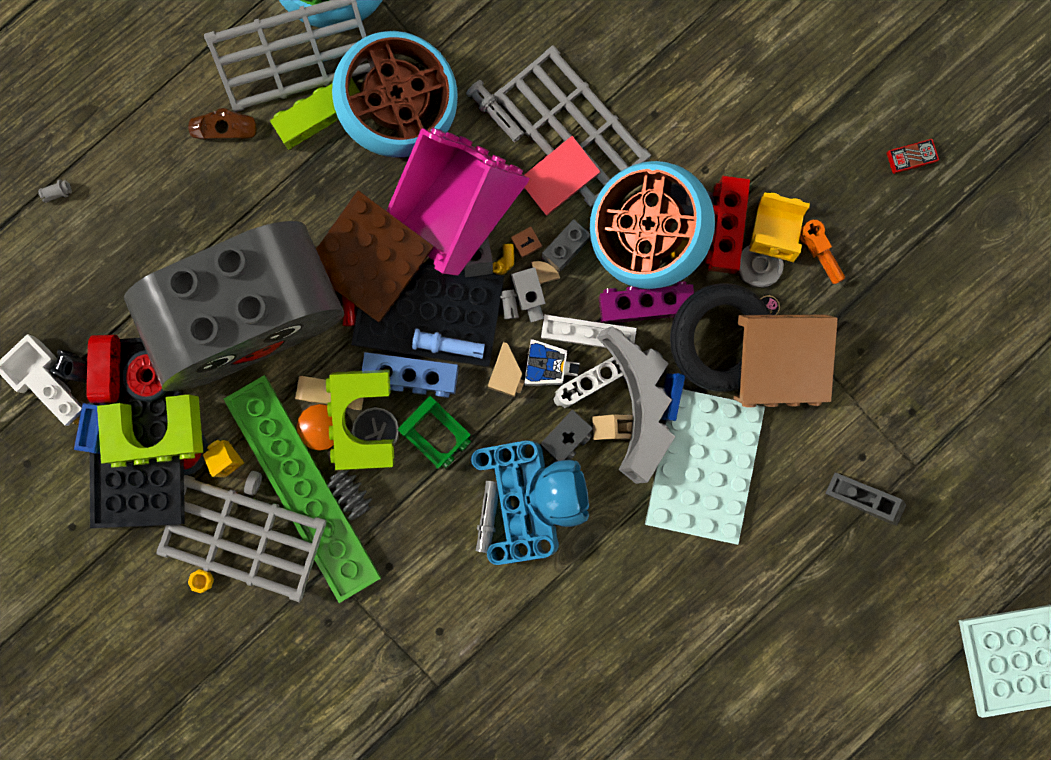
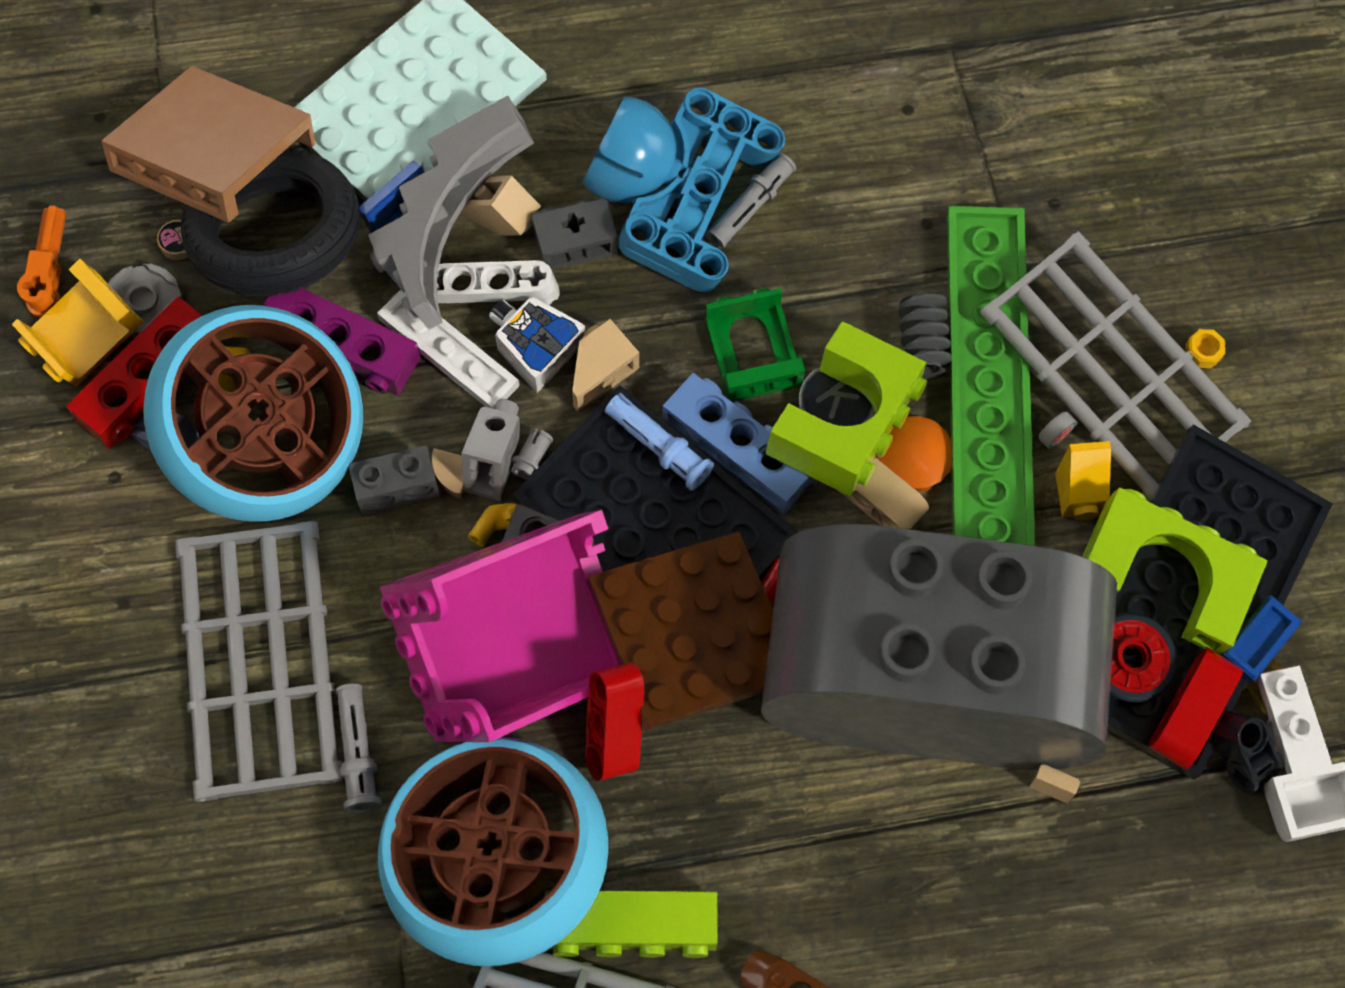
camera: 150 degrees left, 15 degrees down
(378, 188) = (614, 721): none -> red beam
(526, 242) = (446, 529): nougat tile -> none
(560, 175) = (328, 588): coral tile -> none

